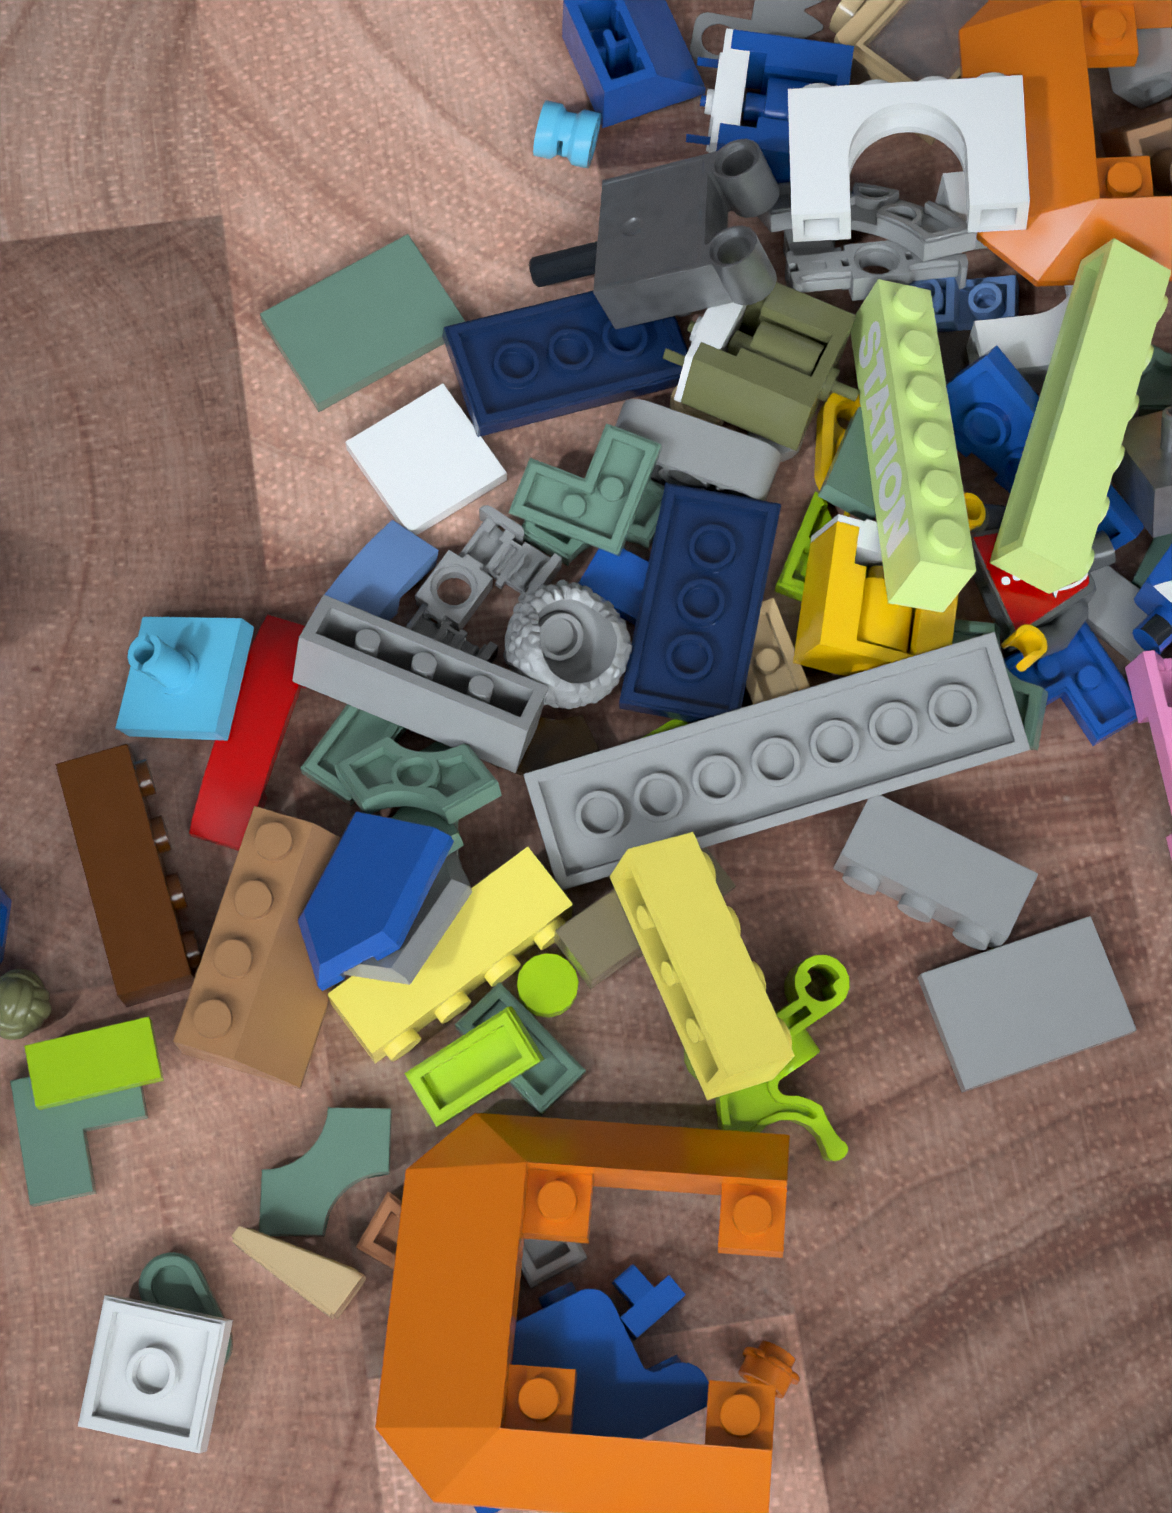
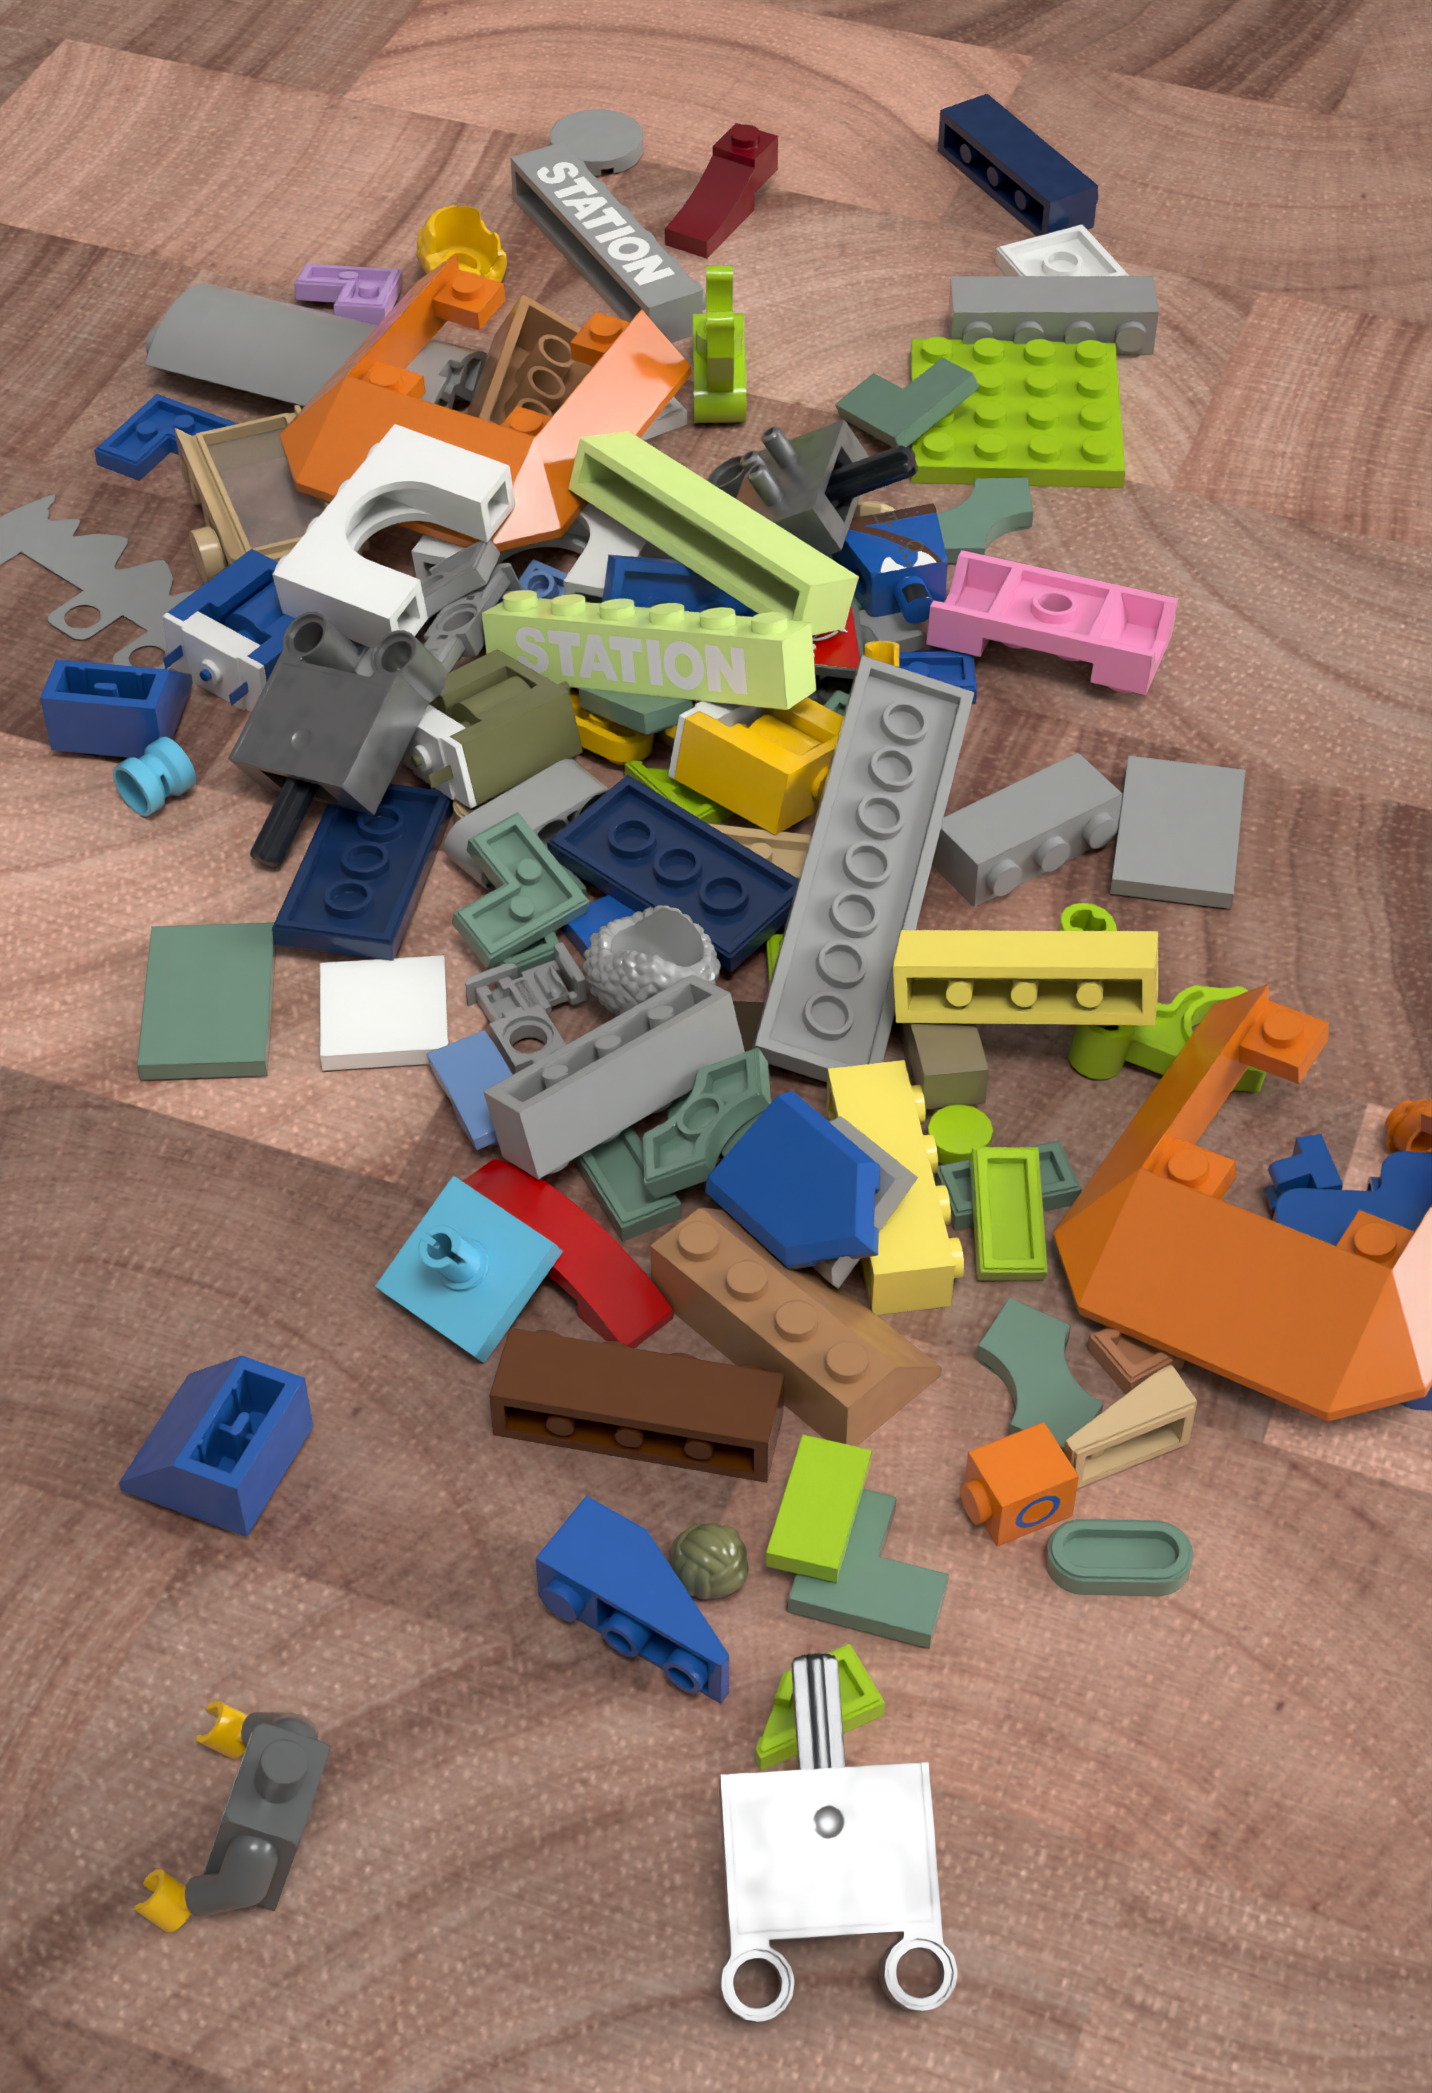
camera: 55 degrees left, 25 degrees down
(155, 1373) = (1170, 1594): white tile -> none
(199, 1204) = (1019, 1484): none -> orange brick

